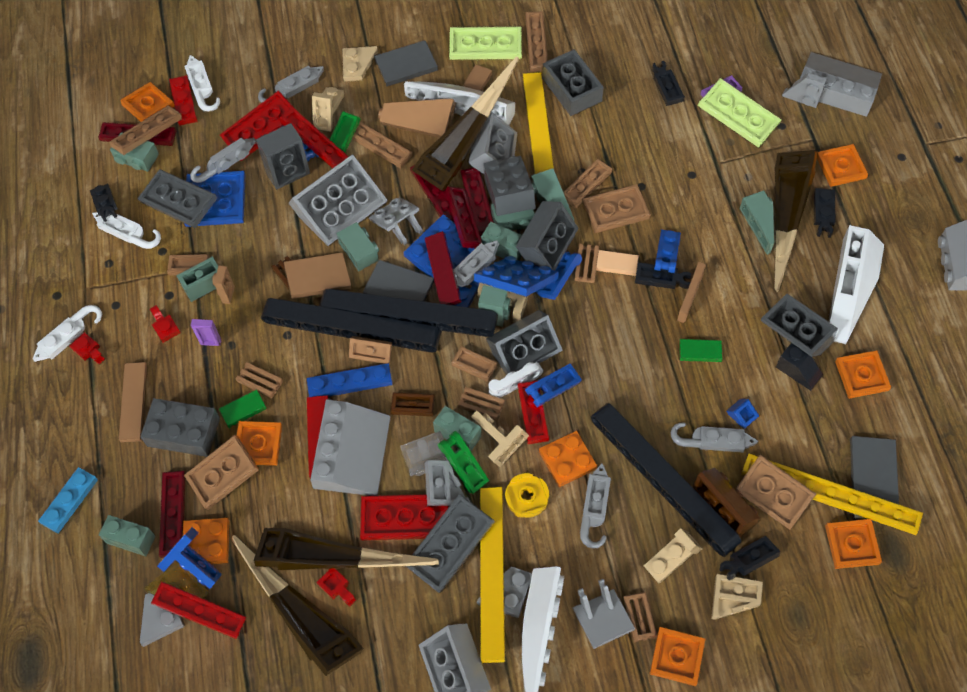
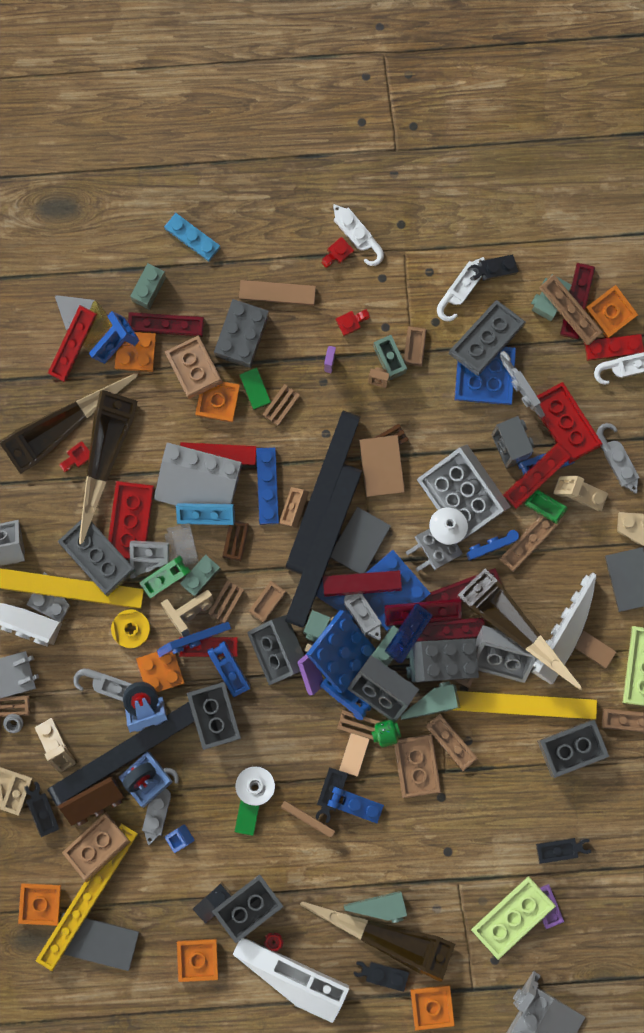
camera: 95 degrees right, 20 degrees up
(357, 246) = (407, 507): sand green brick -> none
(373, 205) = (445, 533): none -> white dish
(387, 169) = (493, 544): none -> blue plate
(387, 434) = (205, 514): none -> dark azure plate
(421, 117) = (550, 584): medium nougat slope -> none
(488, 217) = (408, 633): none -> clear blue plate
(510, 383) = (242, 635): white plate -> none
(530, 421) = (192, 640): none -> blue wing
(542, 306) = (311, 675): none -> medium lavender tile
(590, 231) = (386, 733): none -> green head
(605, 387) = (213, 716): none -> dark grey slope
(614, 460) = (143, 706): none -> plate
(664, 606) = (13, 728): none -> light grey plate
(667, 337) = (255, 776): none -> white dish
(689, 451) = (145, 779): none -> medium blue plate
(824, 303) = (273, 947): none -> red plate

